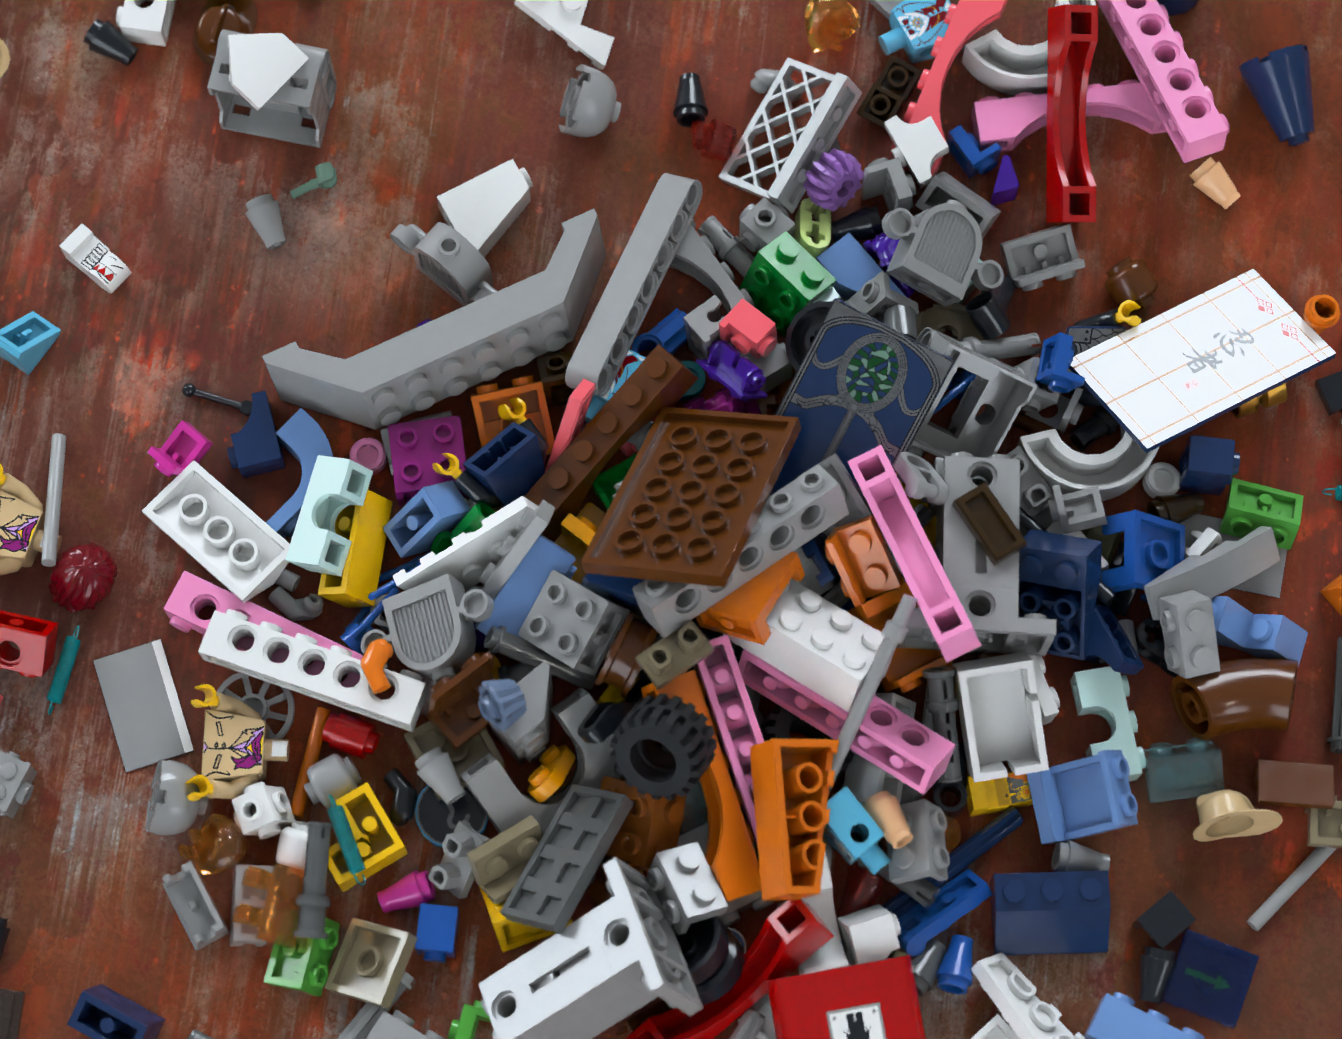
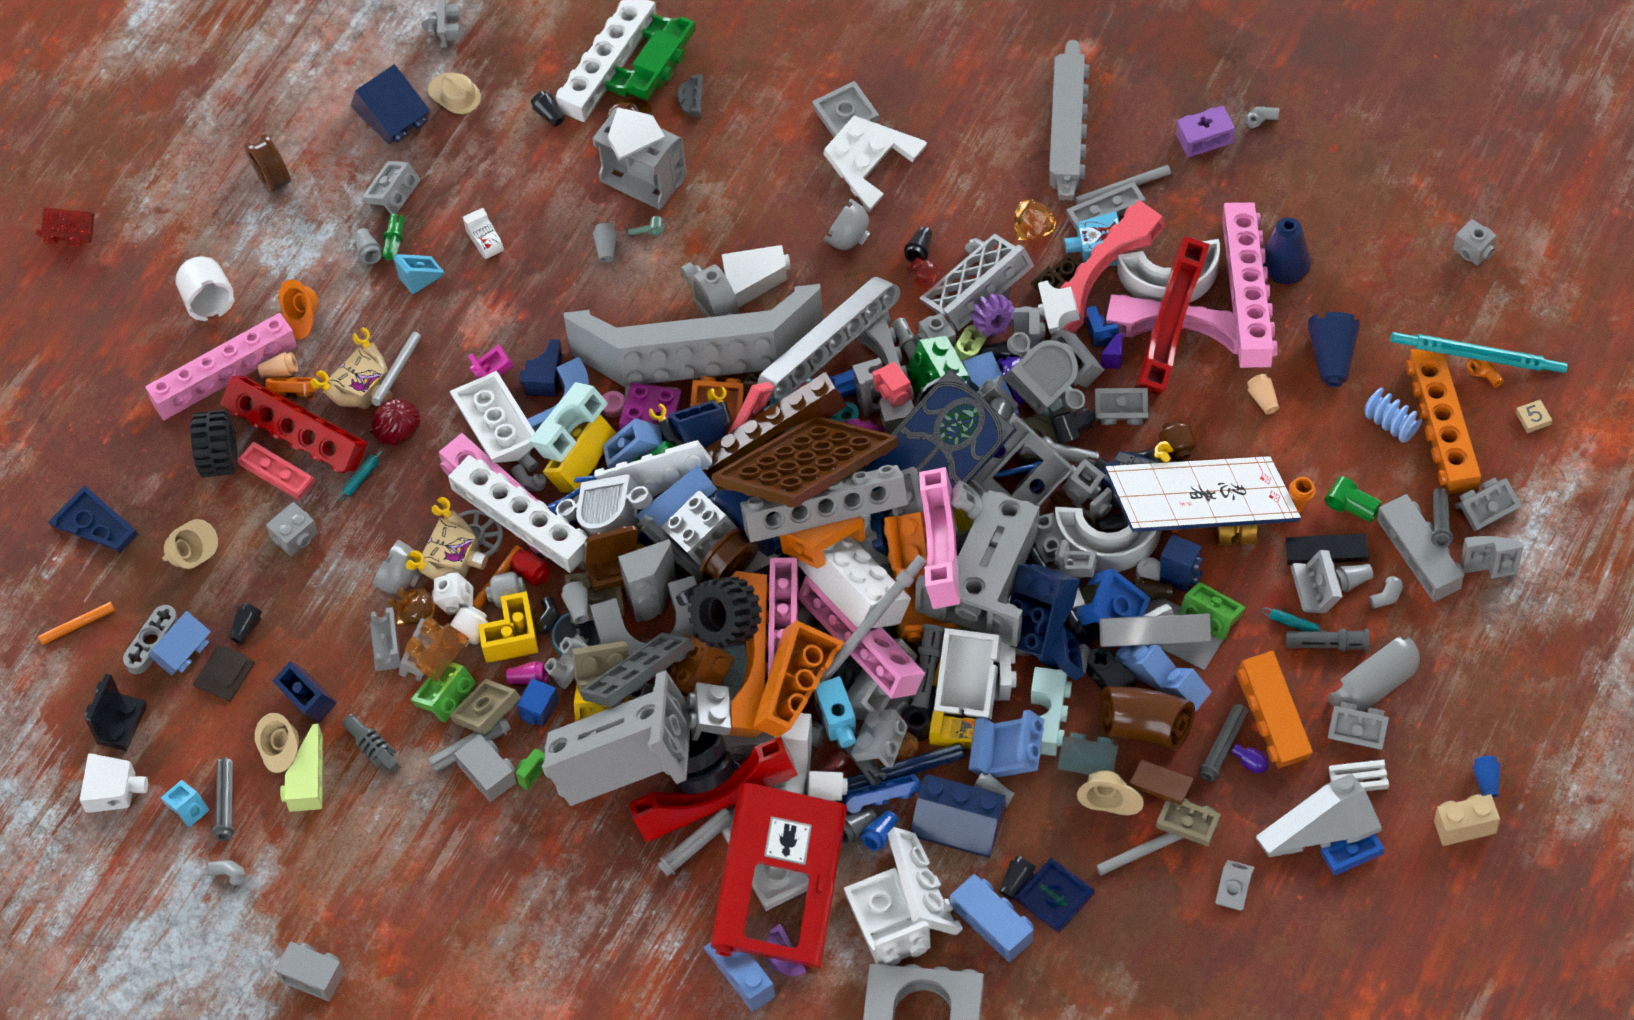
camera: 25 degrees right, 15 degrees down
(143, 705) = (403, 512): light grey sticker -> none
(190, 390) = (512, 331): black hinge -> none
(313, 900) = (461, 650): dark grey pin -> none
(346, 839) = (497, 620): teal piece -> none
(374, 662) = (559, 513): orange arm -> none
(501, 702) = (628, 551): sand blue piece -> none
(515, 549) = (695, 456): light grey plate -> none
(551, 773) = (652, 624): light orange plate -> none
(674, 654) = (755, 557): dark tan hips -> none
(742, 380) = (873, 408): dark purple hinge -> none
(890, 818) = (864, 710): light nougat cone -> none
(989, 523) = (1000, 537): dark brown tile -> none
(1055, 361) = (1094, 469): blue bracket -> none
(1165, 919) = (1036, 842): black panel -> none
(1189, 634) = (1119, 658): light grey brick -> none

